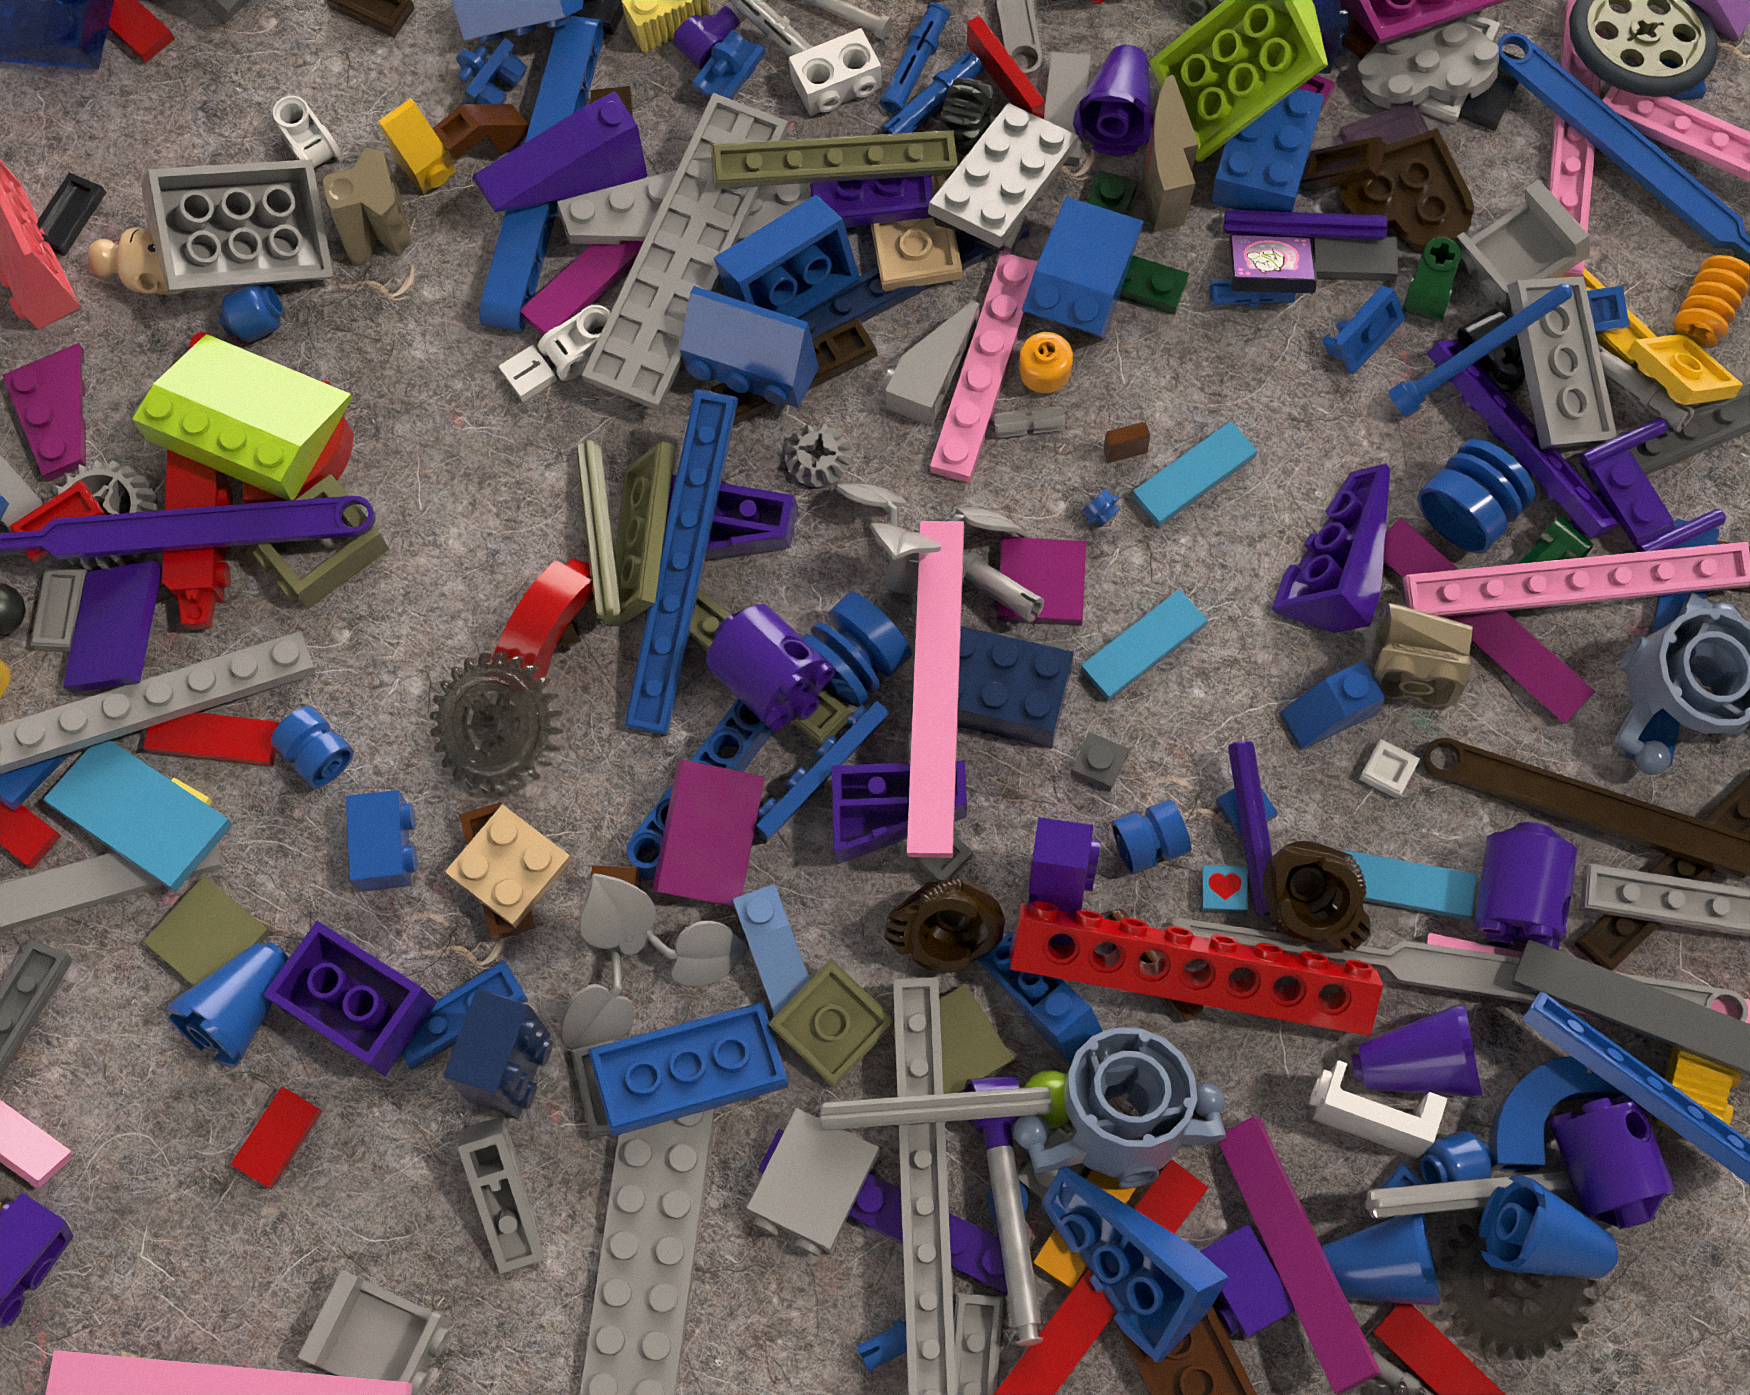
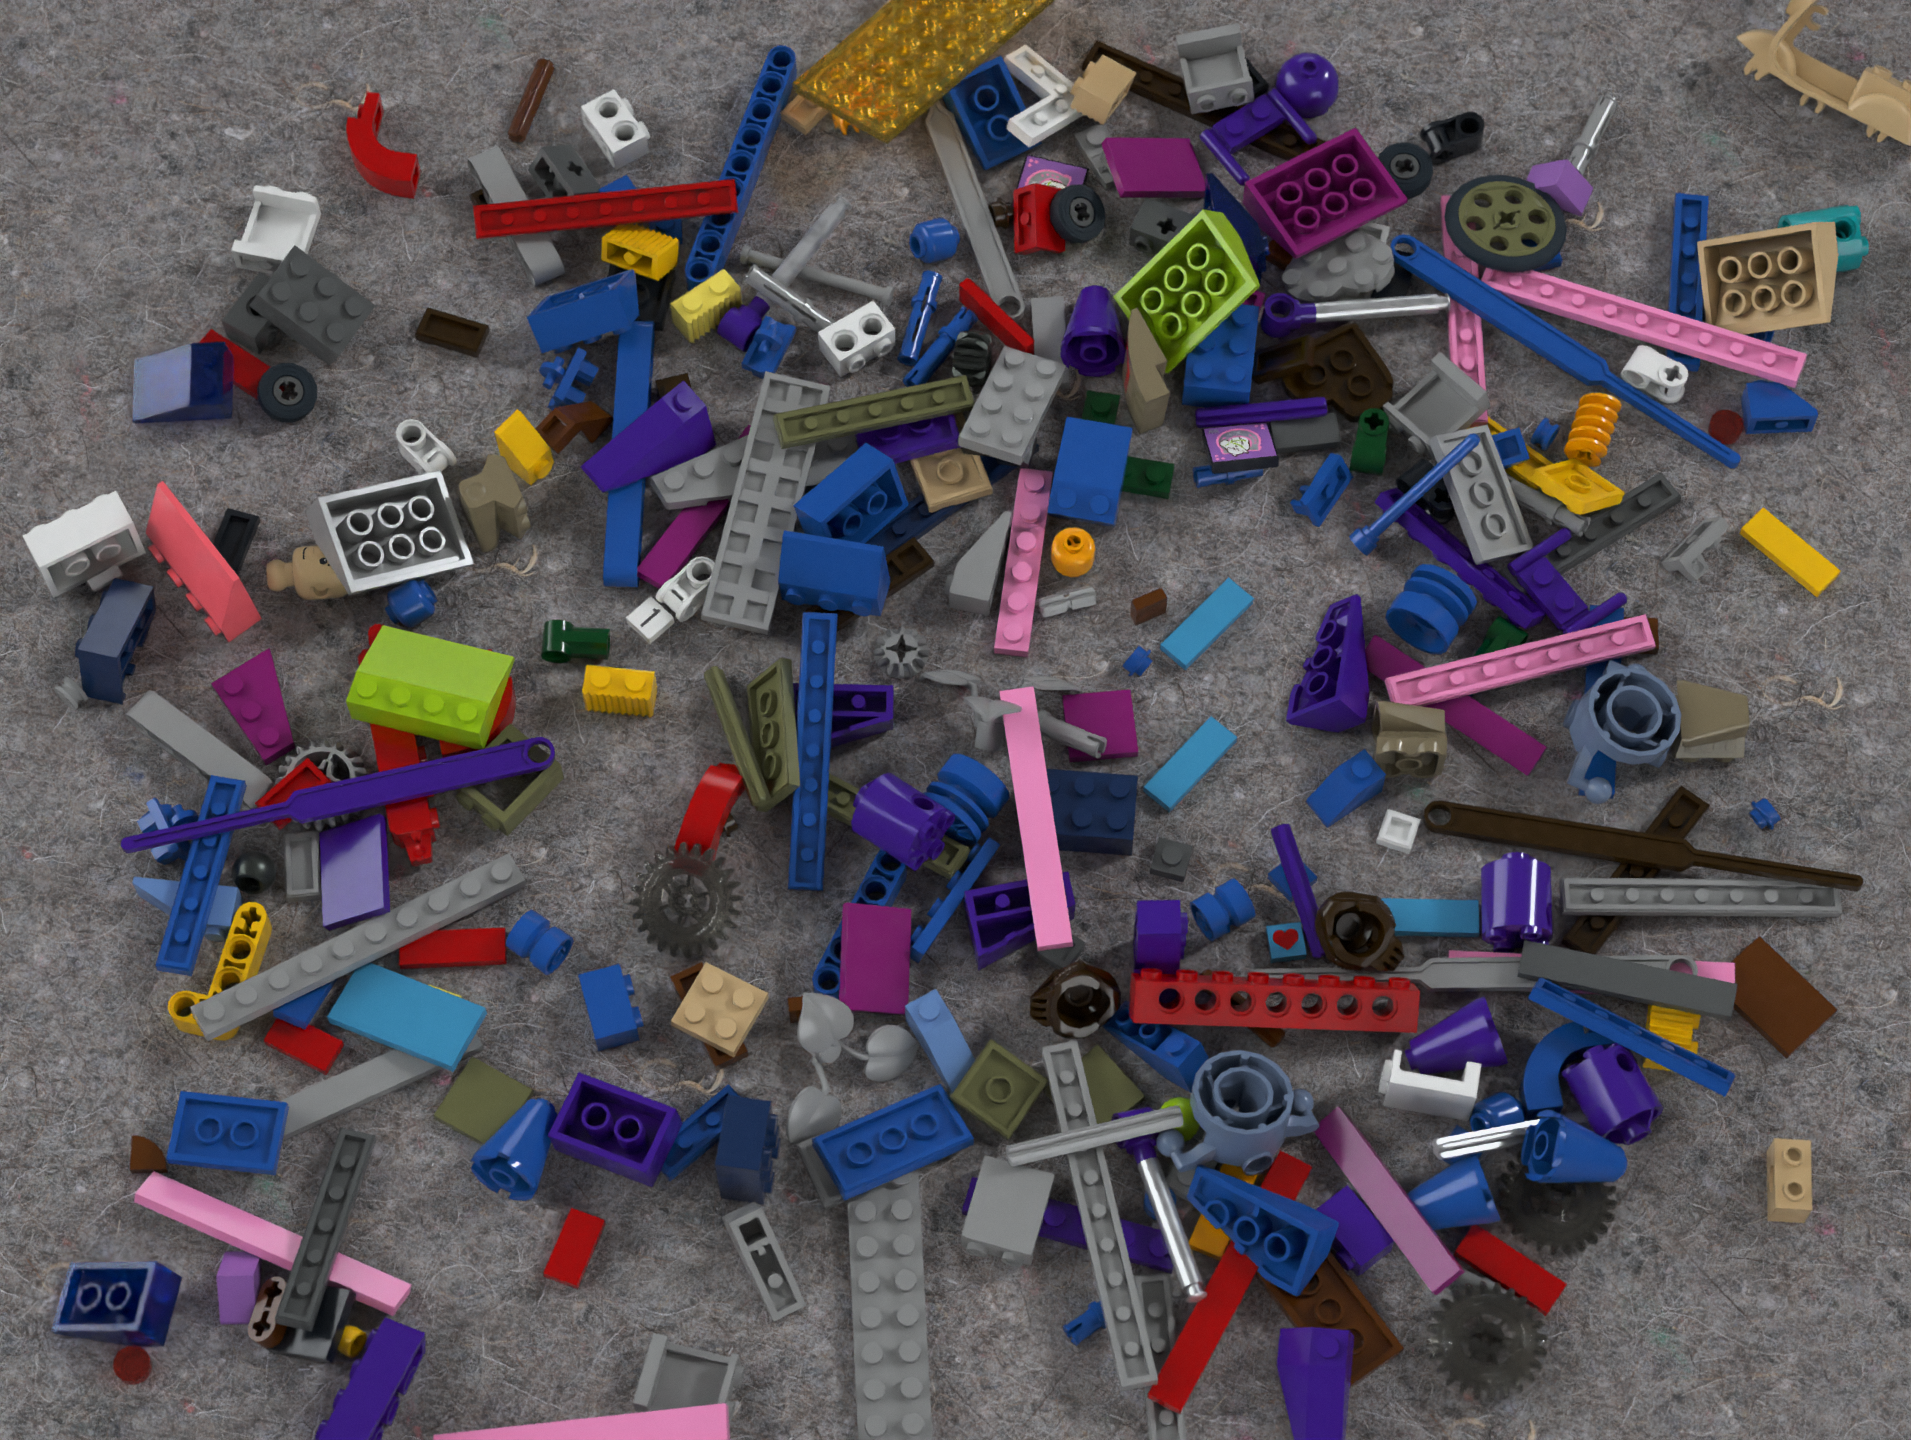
camera: 15 degrees left, 5 degrees down
(144, 49) = (270, 395): none -> black bush
(421, 384) = (564, 641): none -> dark green piece
(471, 452) = (619, 690): none -> yellow brick
(1426, 114) = (1298, 314): none -> flat silver piece
(1652, 299) = (1545, 434): none -> blue bush

